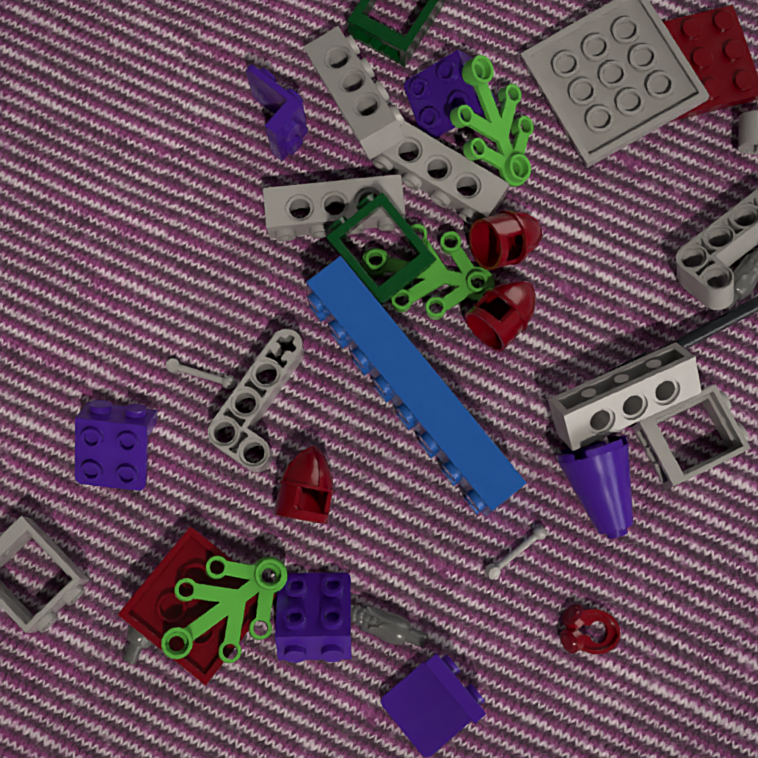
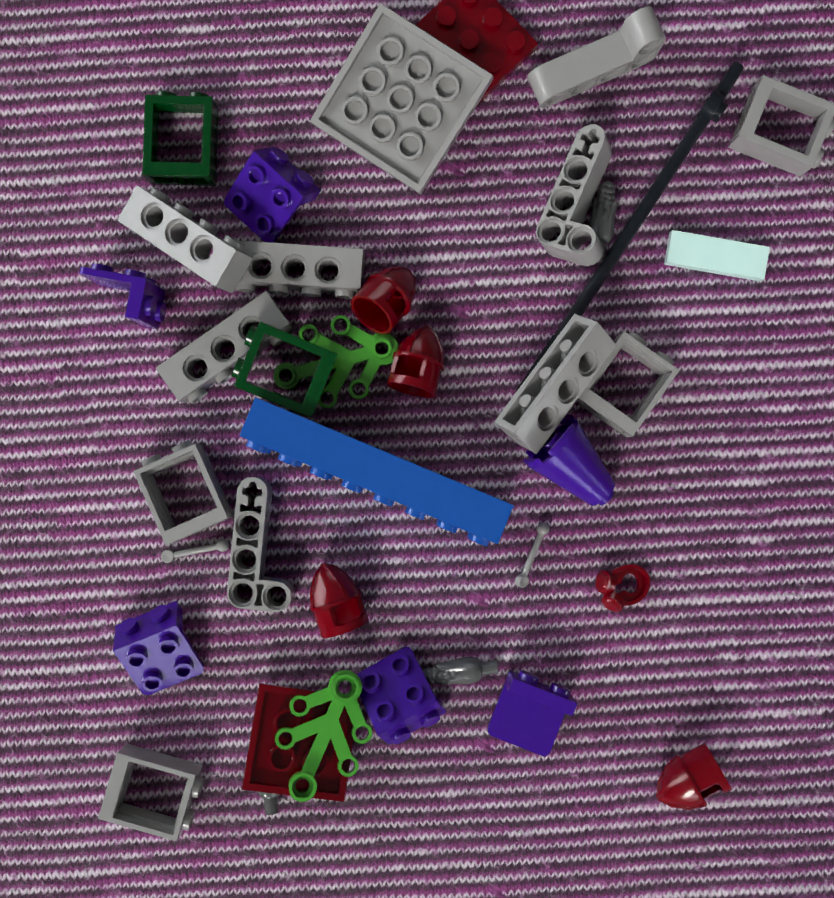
camera: 25 degrees left, 10 degrees up
(214, 348) = (157, 505): none -> light grey window
(510, 160) = (325, 200): bright green plant -> none

